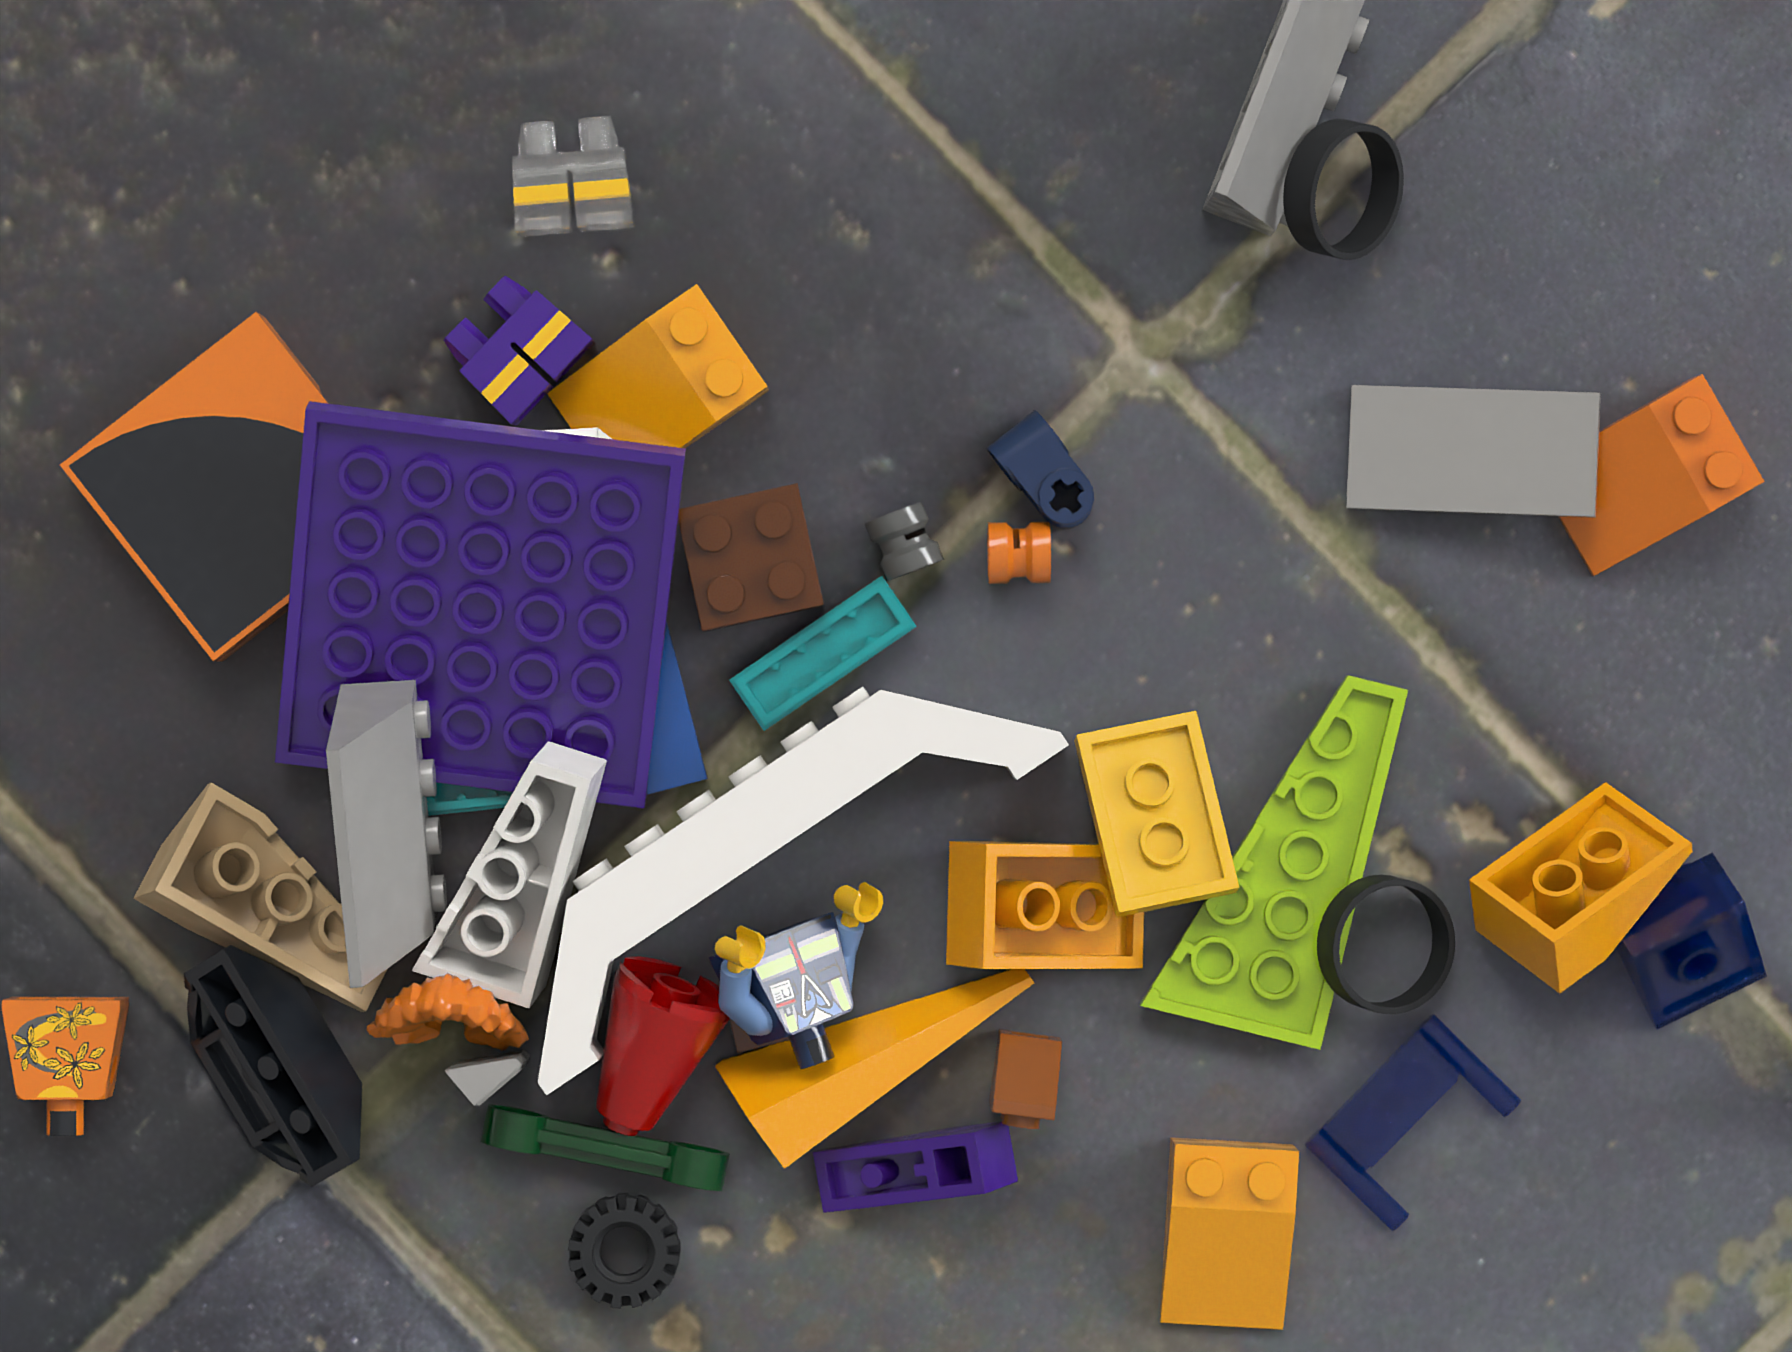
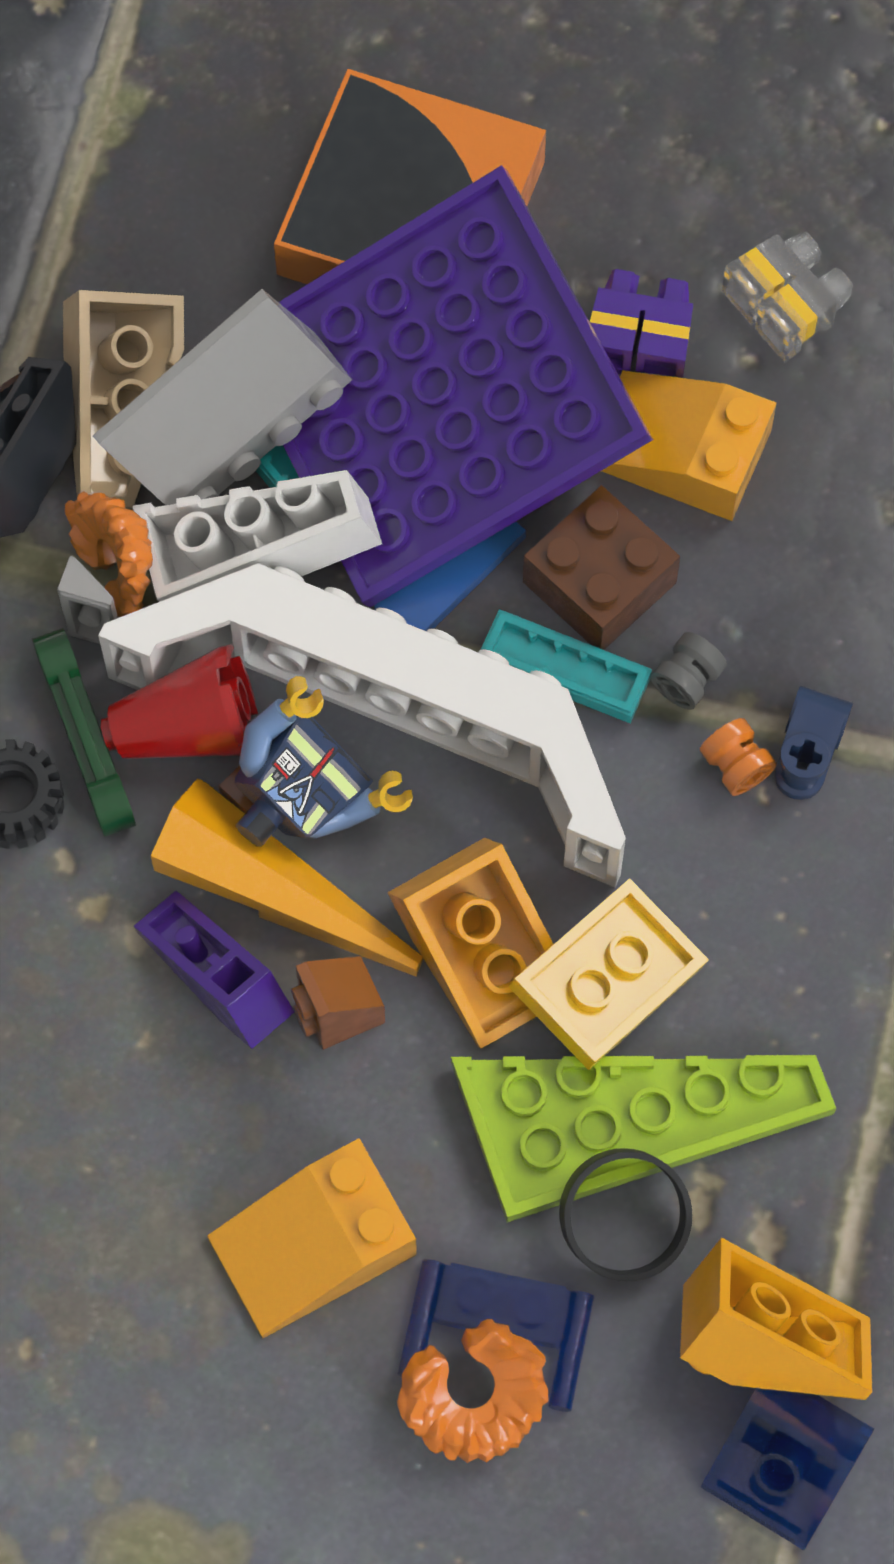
camera: 55 degrees right, 20 degrees down
(1498, 1181) = (481, 1430): none -> orange piece

